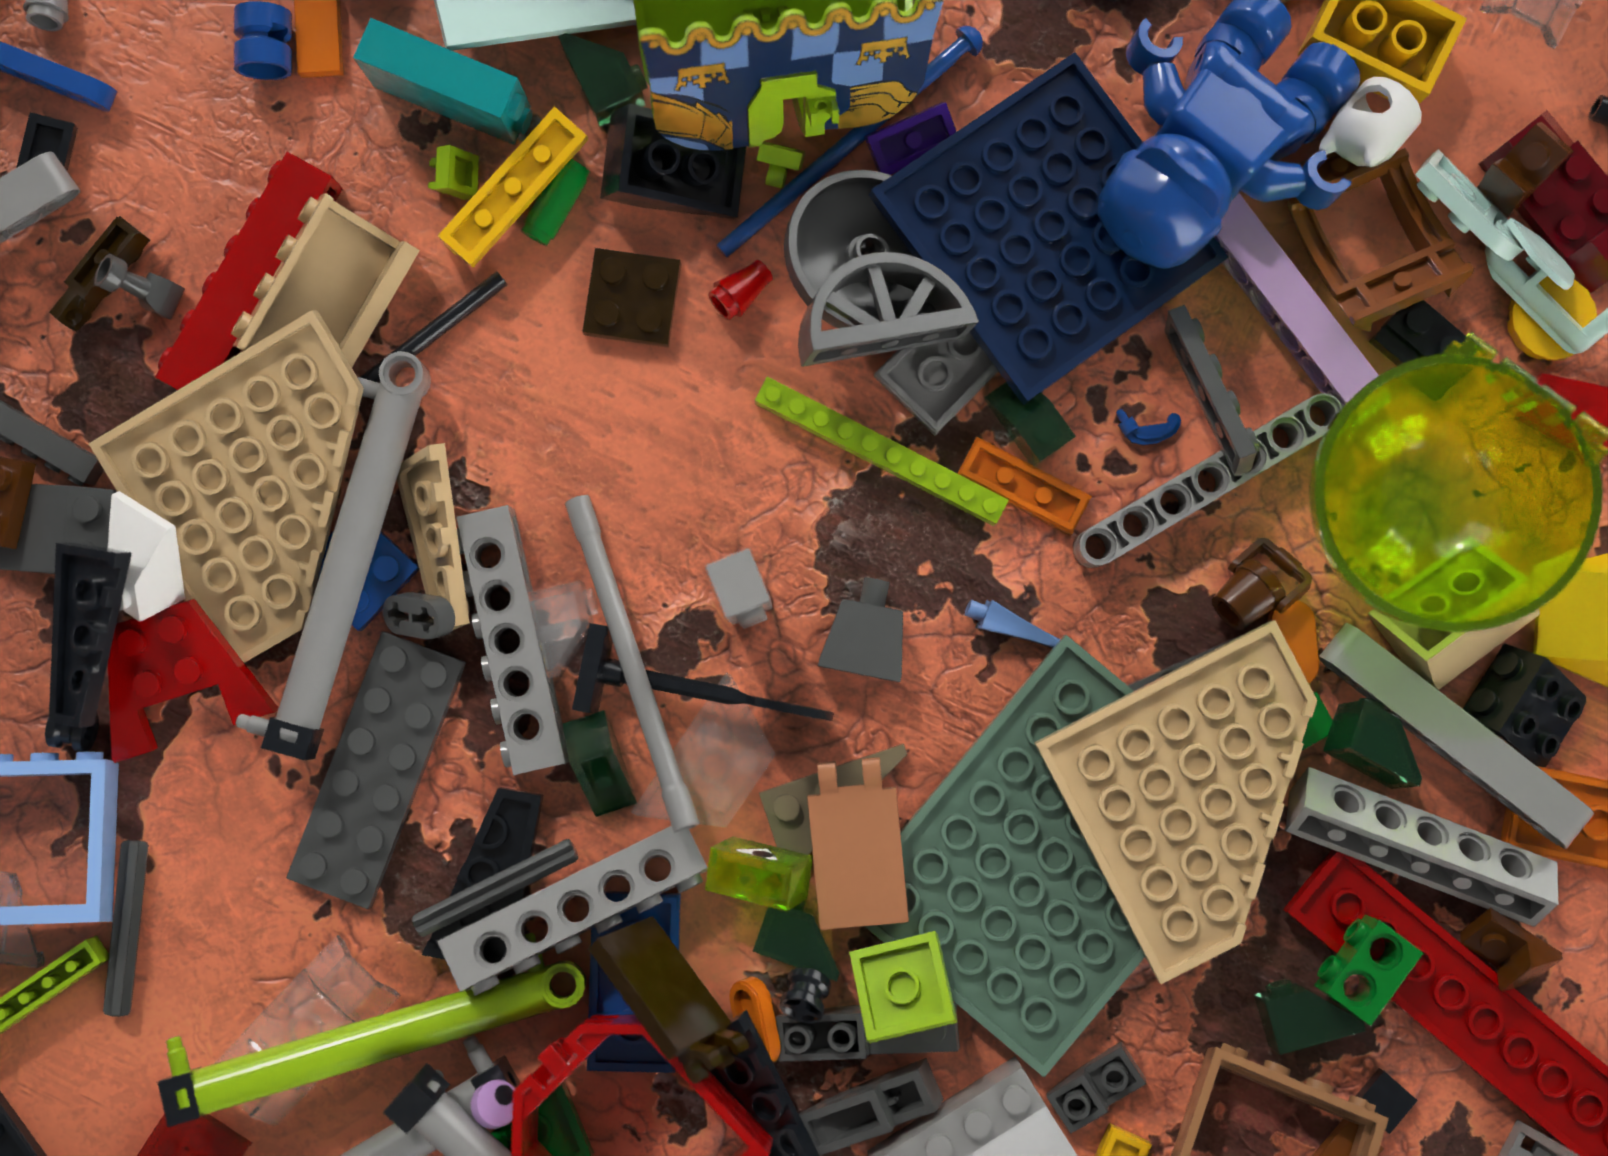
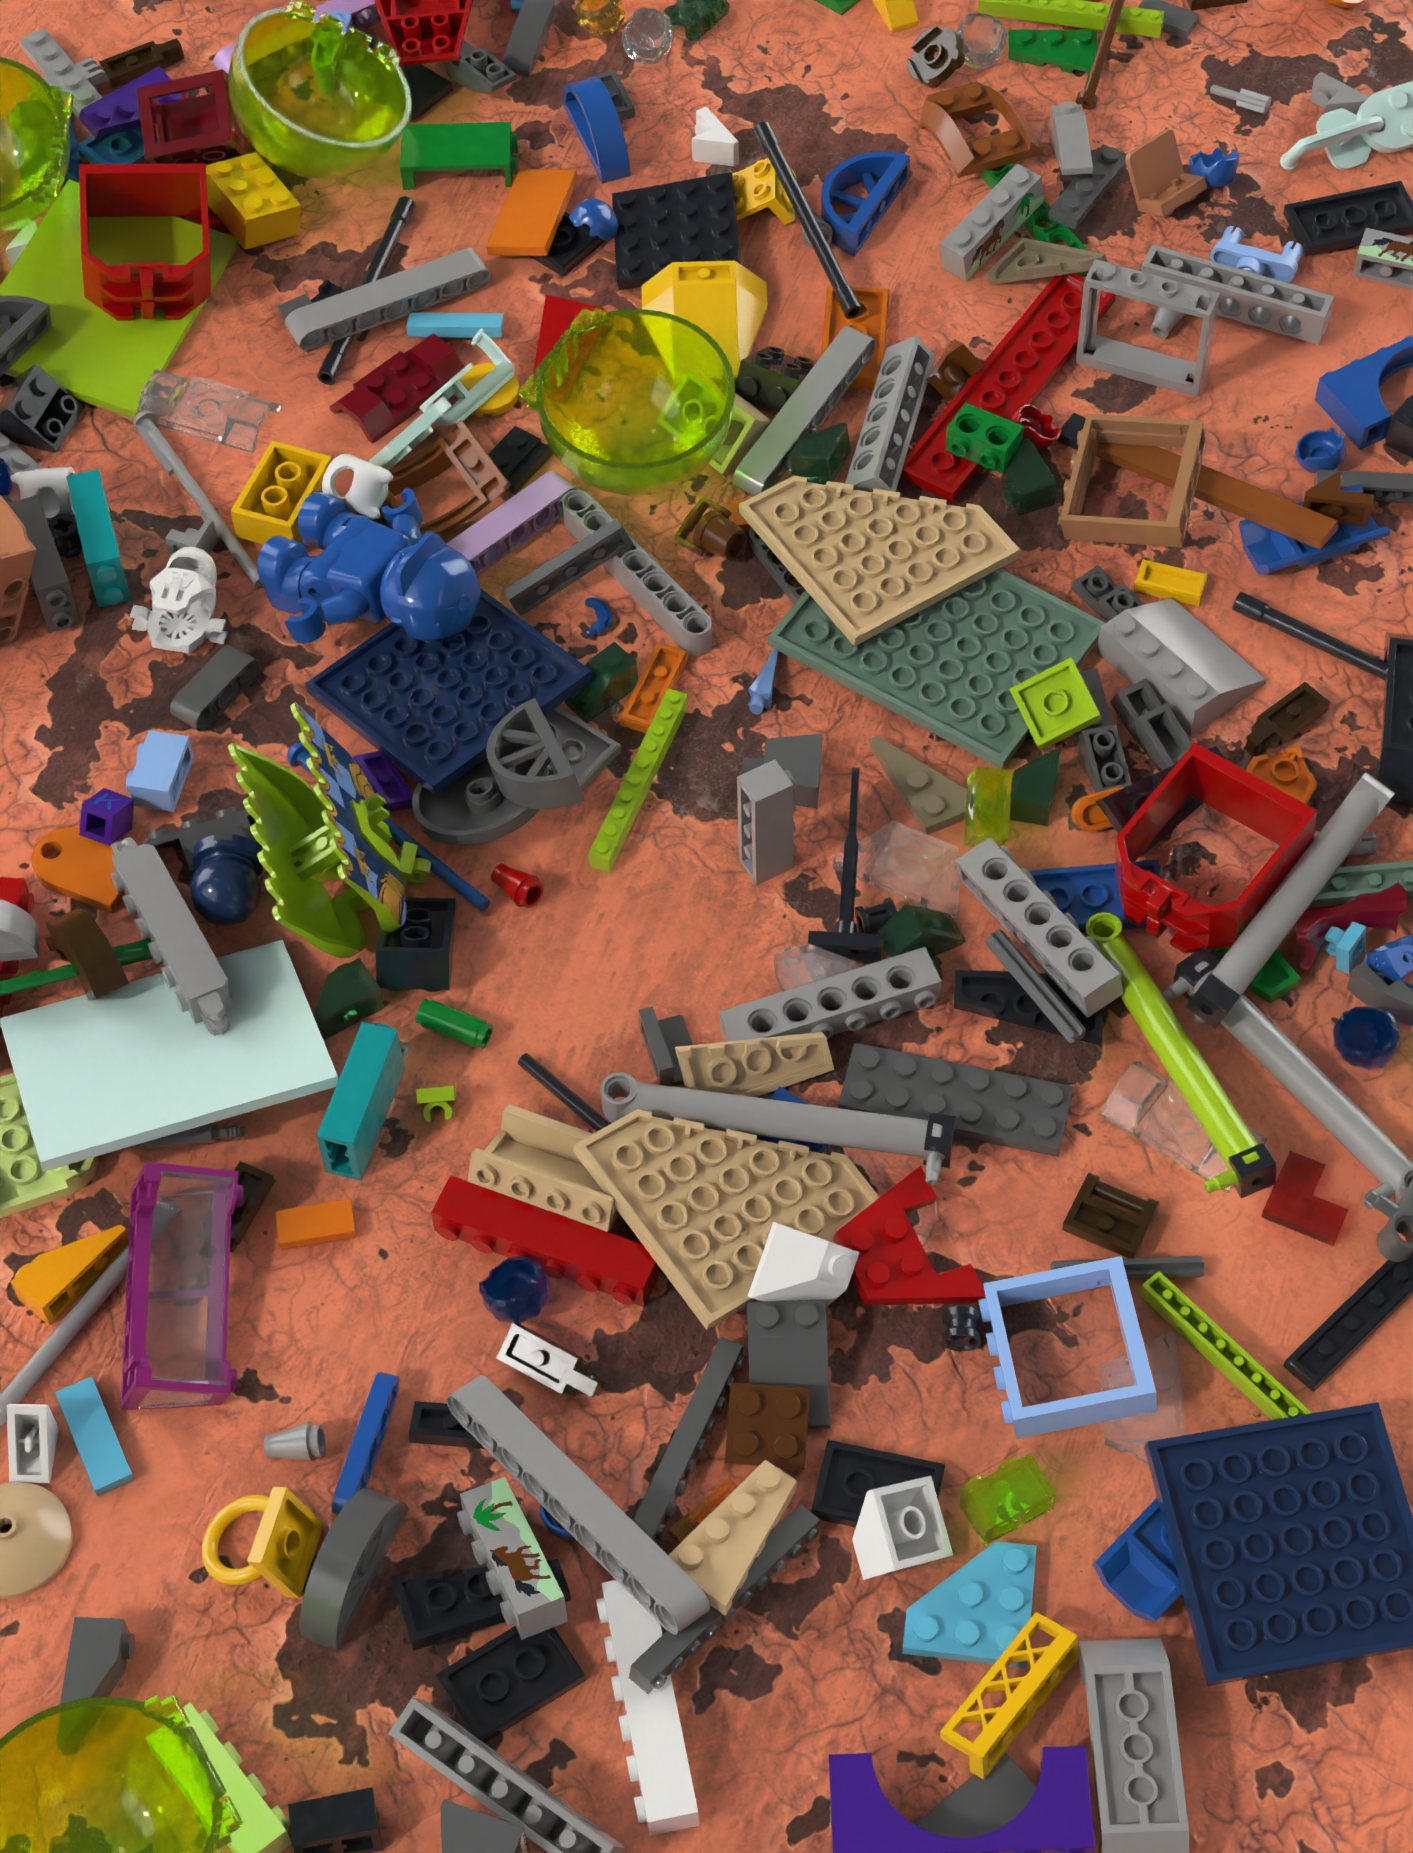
camera: 90 degrees left, 30 degrees down
(85, 615) = (862, 1288): black wing -> none
(153, 292) = (563, 1317): dark grey leg -> none
(180, 915) = (1106, 1224): none -> dark brown plate
(183, 237) = (515, 1290): none -> clear blue hair
(263, 39) = (329, 1254): blue wheel -> none
(419, 608) = (829, 1070): dark grey beam -> none
(489, 446) = (660, 1040): none -> dark grey panel
(493, 1104) = (1206, 951): lavender tile -> none
(513, 187) = (450, 1047): yellow fence -> none
(627, 716) = (874, 917): none -> black bush
(631, 297) = (530, 963): dark brown plate -> none
(668, 997) = (1095, 836): dark brown tile -> none
(674, 791) = (932, 858): light grey piece -> none
(805, 995) = (1076, 768): black wheel -> none
(857, 850) = (952, 748): nougat tile -> none
(1391, 1041) = (1036, 426): none -> red hair
(1524, 168) = (381, 405): reddish brown slope -> none

